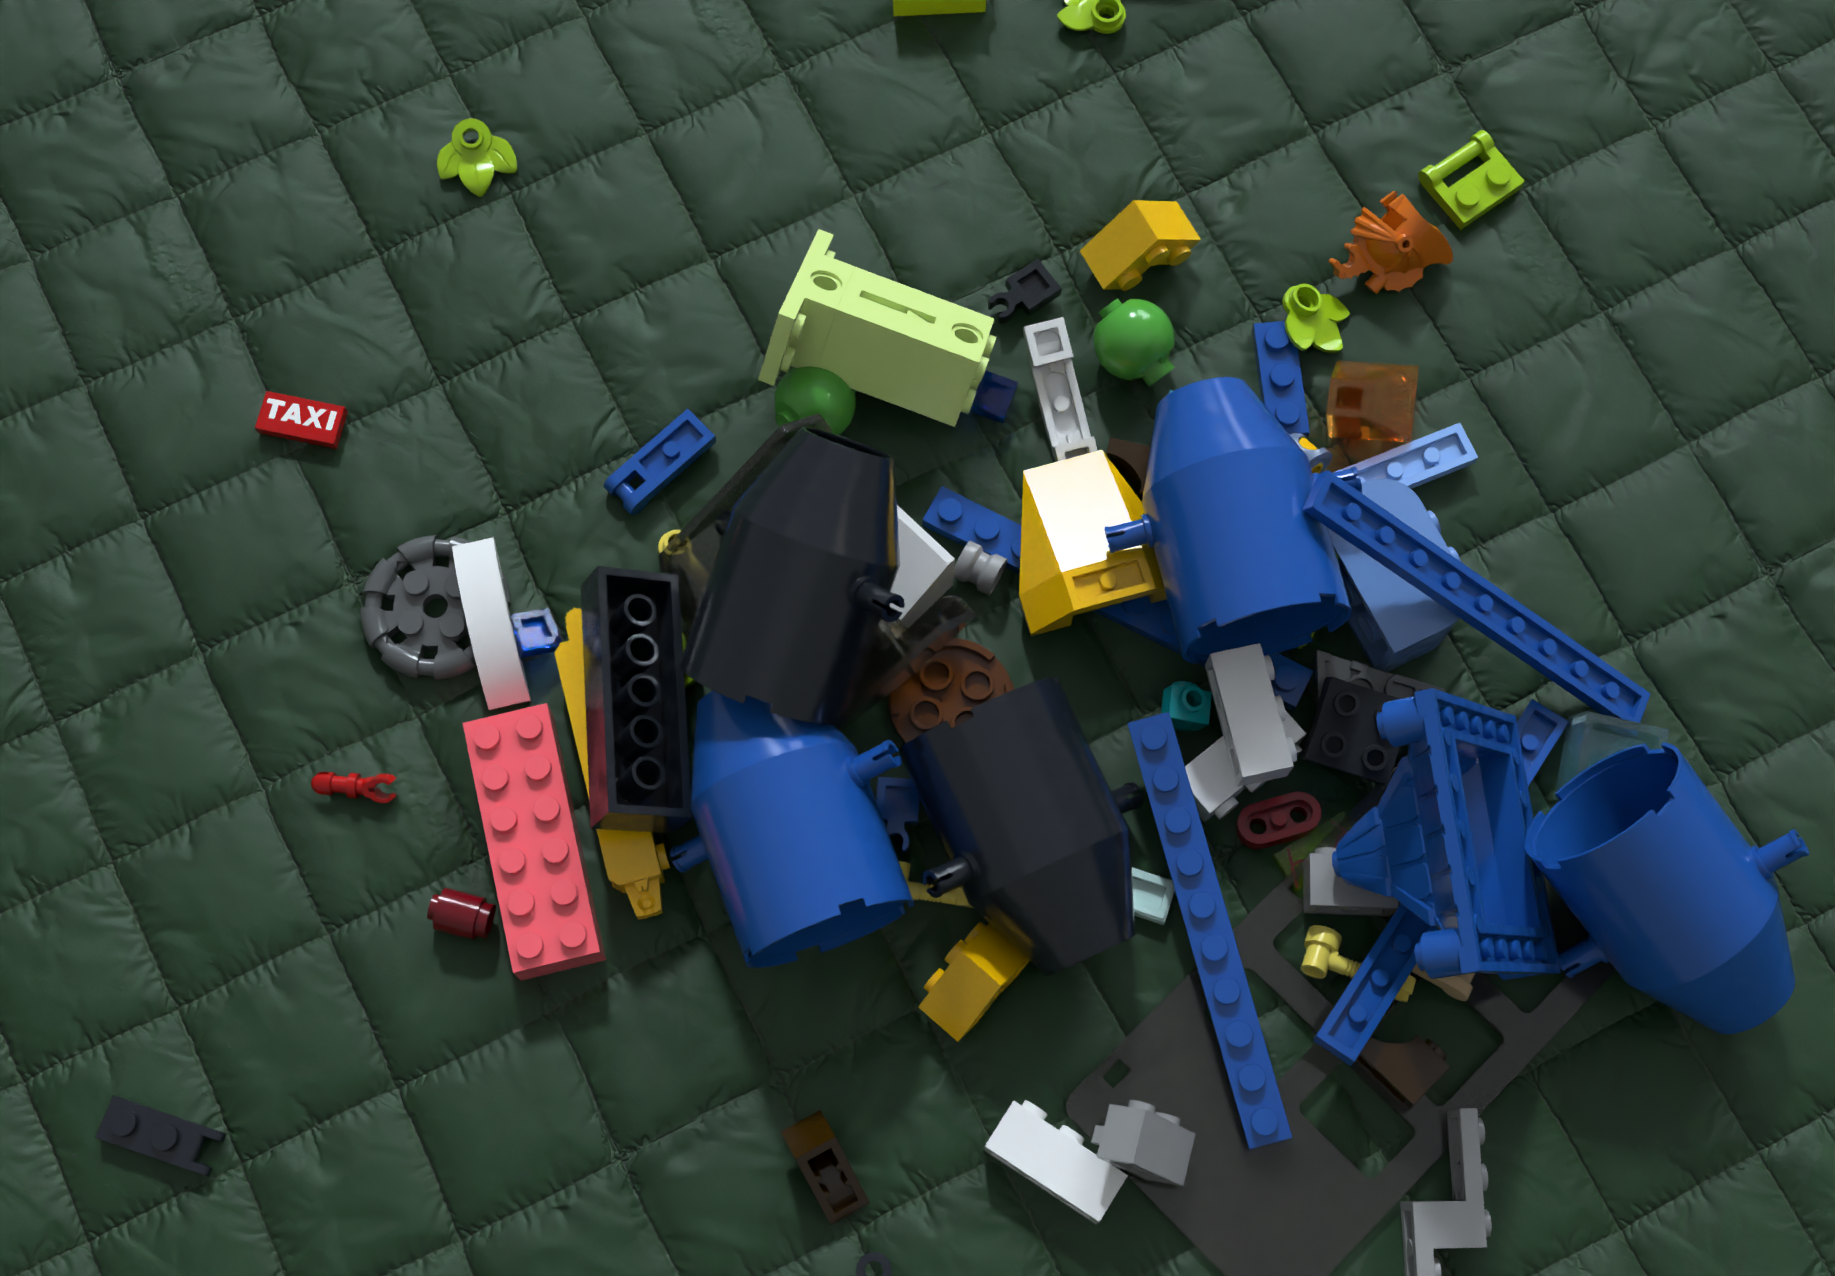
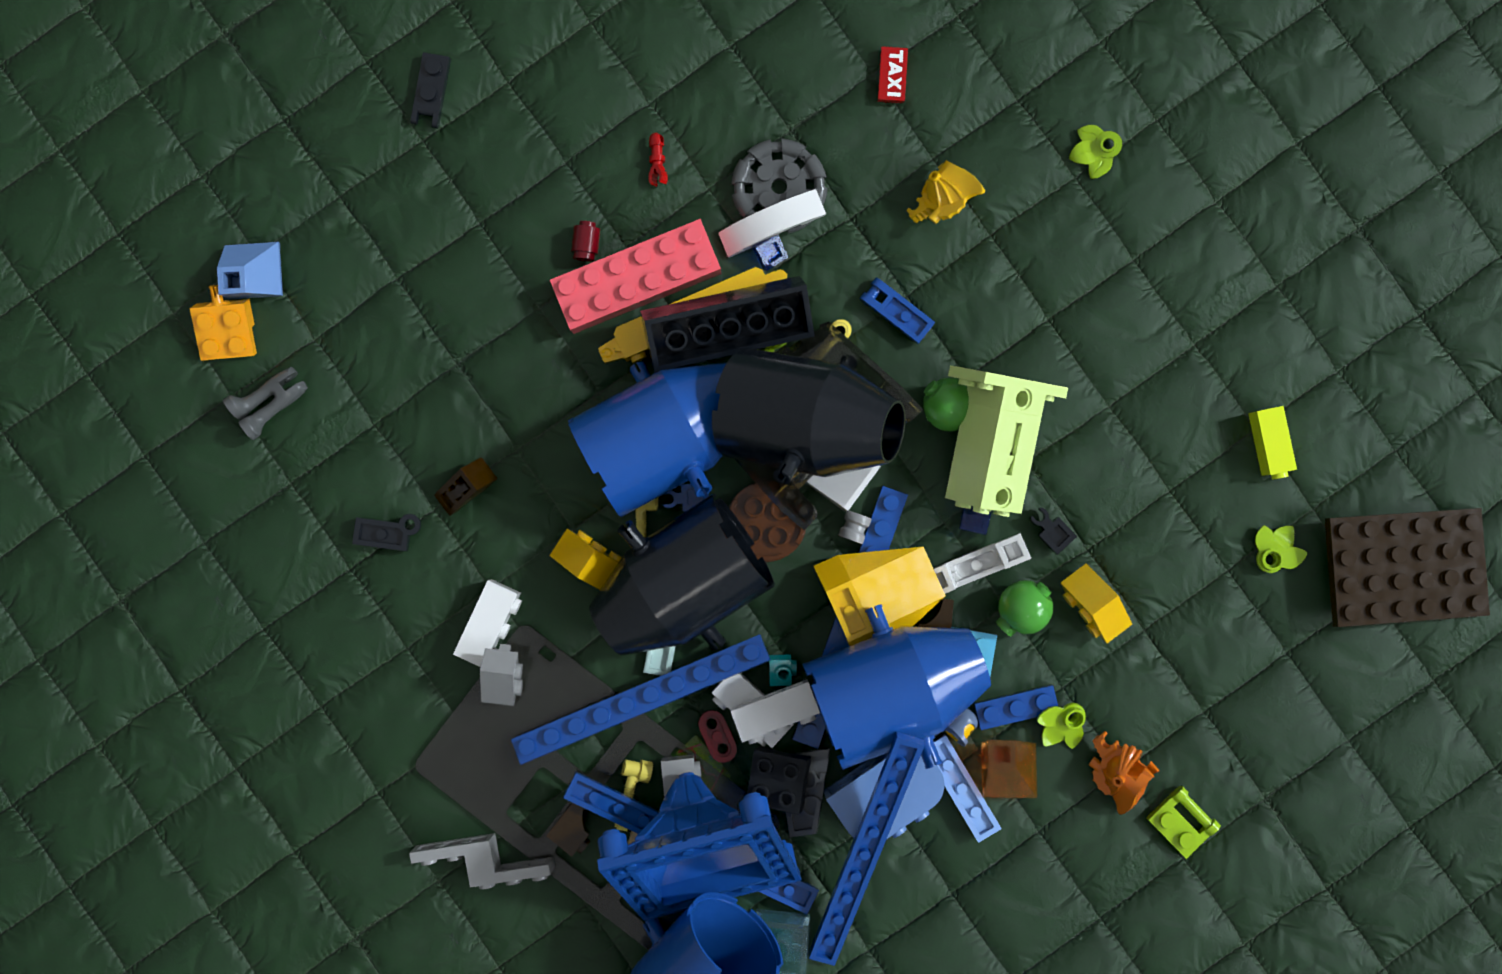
camera: 80 degrees right, 15 degrees up
(497, 362) = (945, 193): none -> yellow helmet

